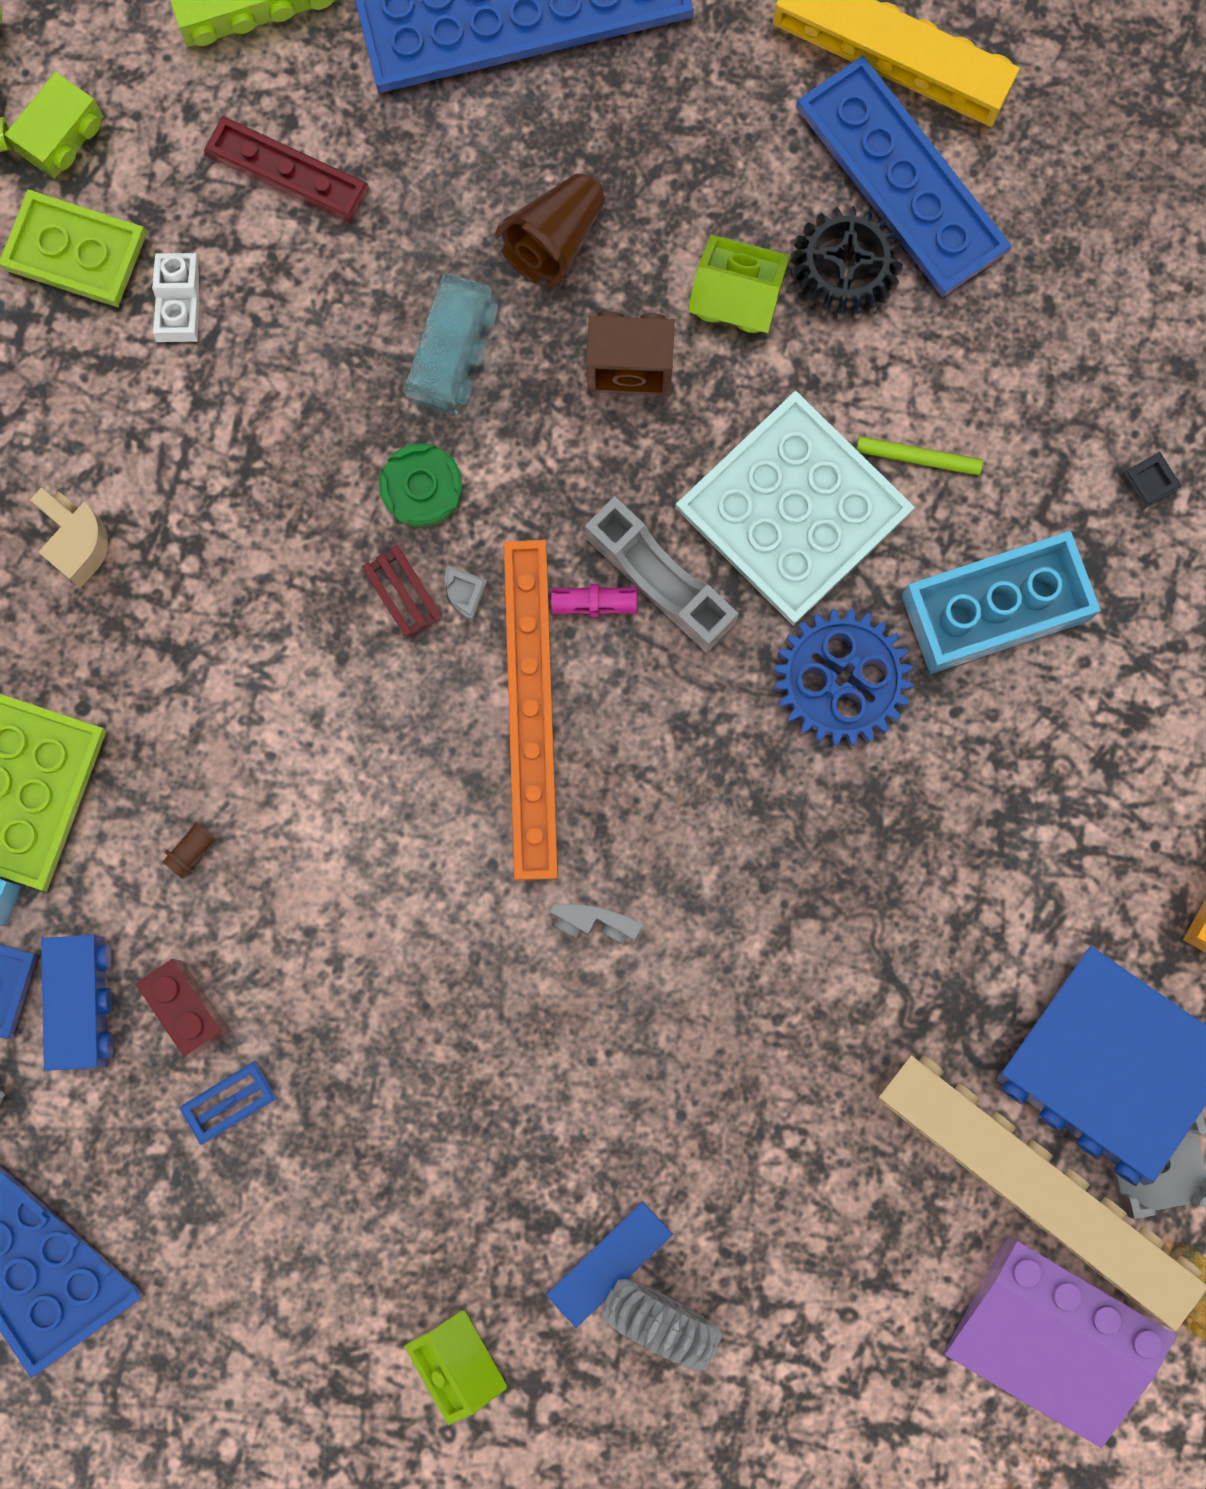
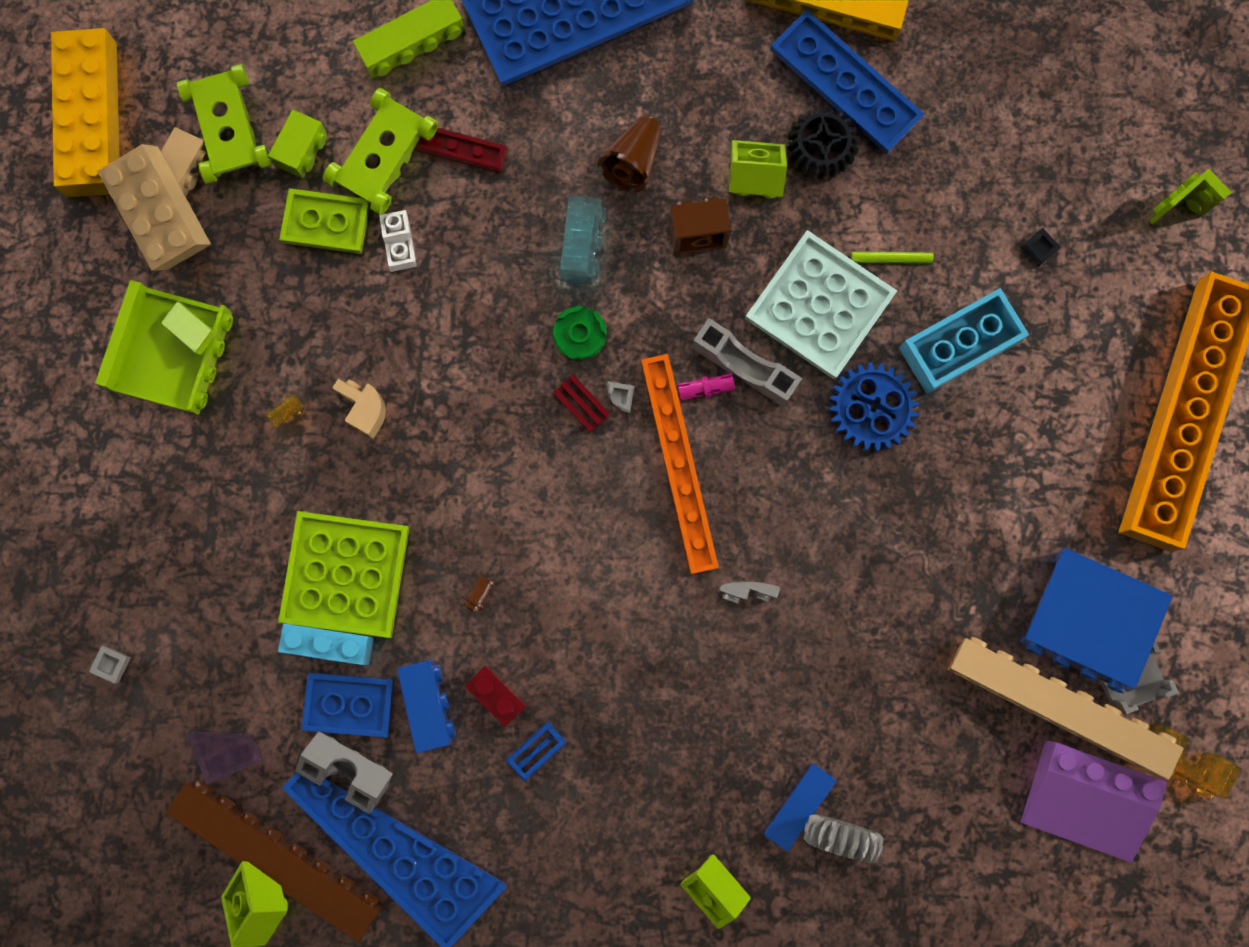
camera: 15 degrees left, 0 degrees up
(156, 204) = (373, 183): none -> lime piece

